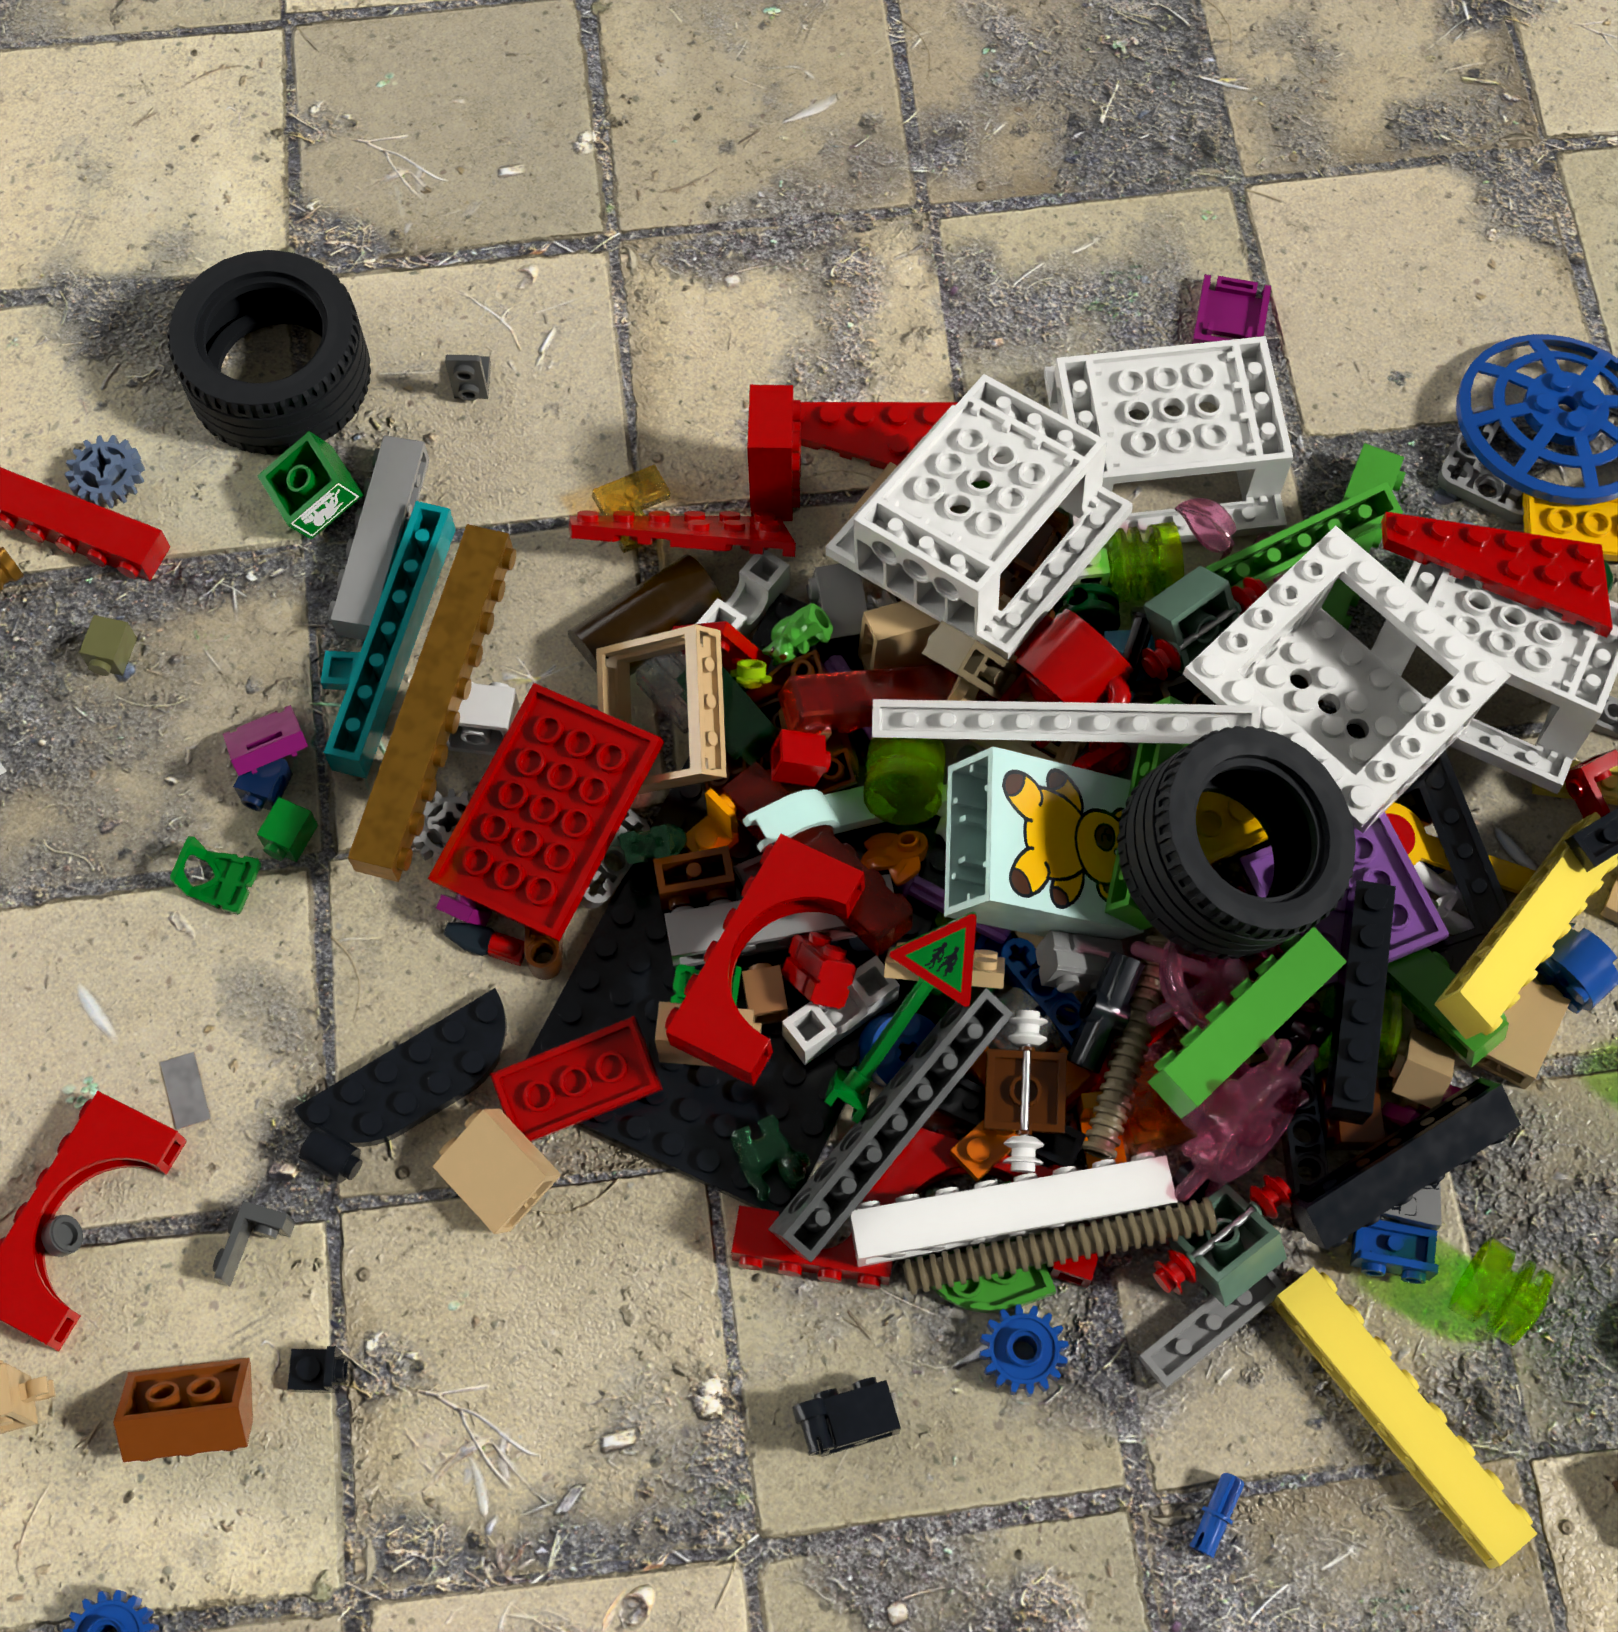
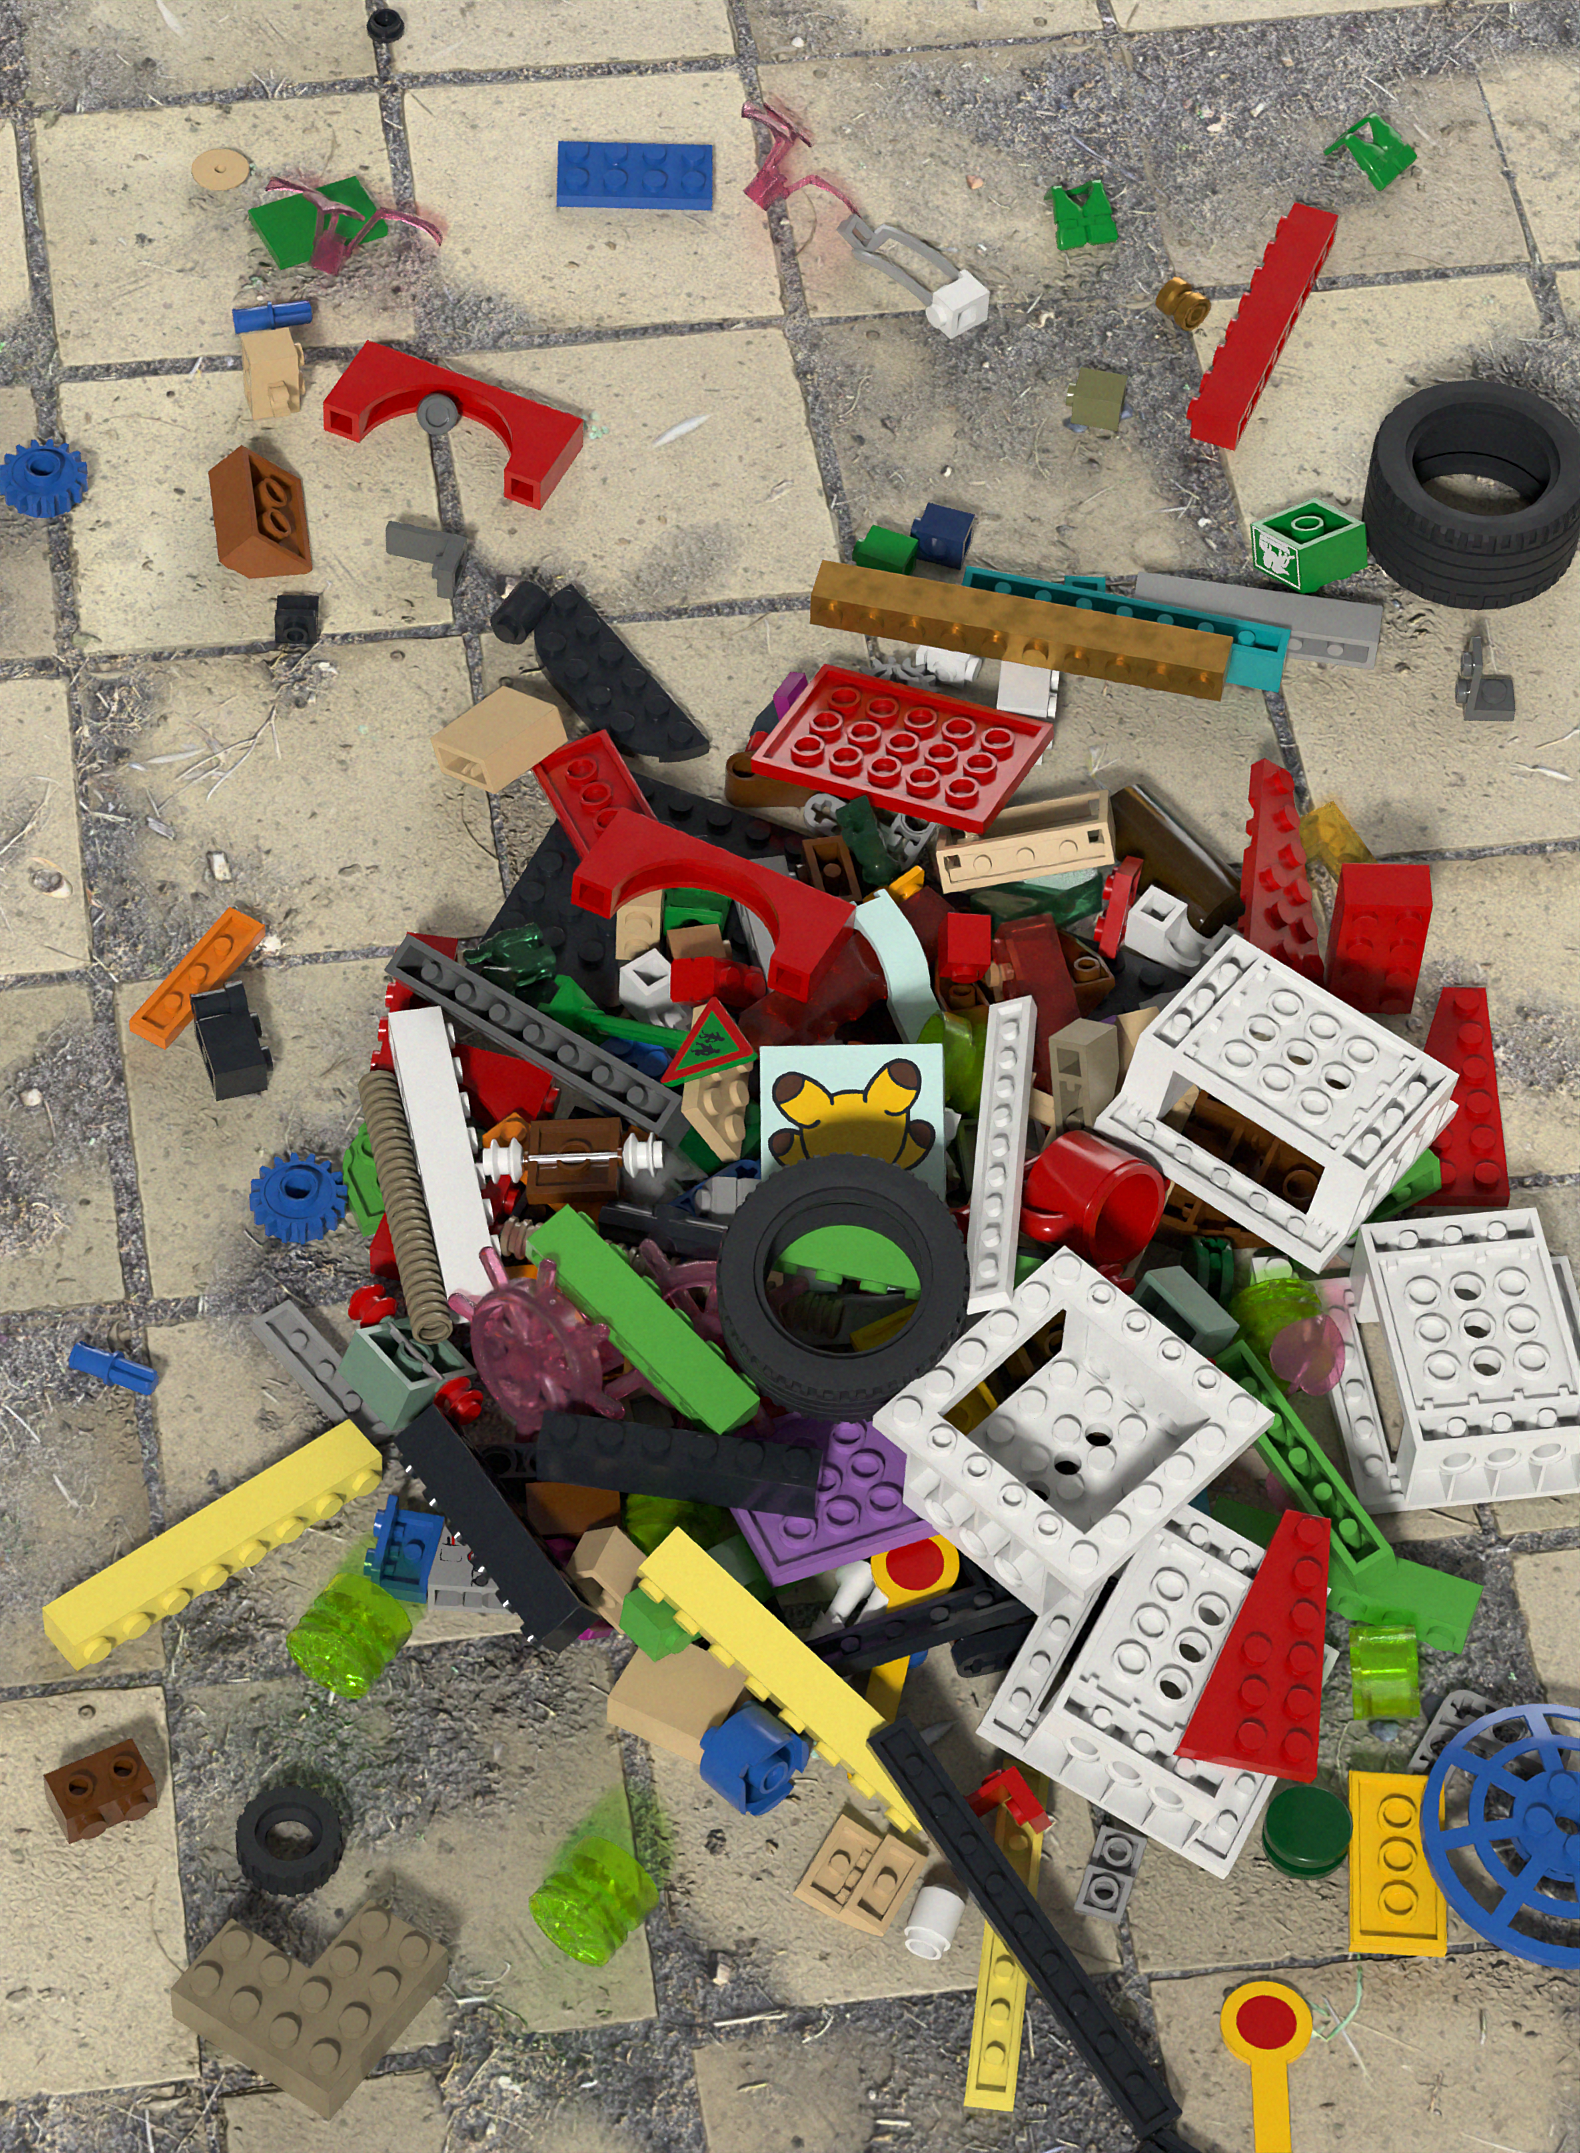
camera: 85 degrees right, 15 degrees down
(105, 471) = (1317, 380): sand blue gear -> none
(185, 1090) = (594, 504): flat silver sticker -> none
(231, 879) = (816, 518): green piece -> none
(264, 740) = (985, 525): magenta container -> none
(751, 673) = (1082, 923): lime plate -> none
(766, 1453) = (201, 970): none -> orange plate
(797, 633) = (1138, 969): bright green animal -> none
(1447, 501) = (1384, 1672): none -> clear neon green brick

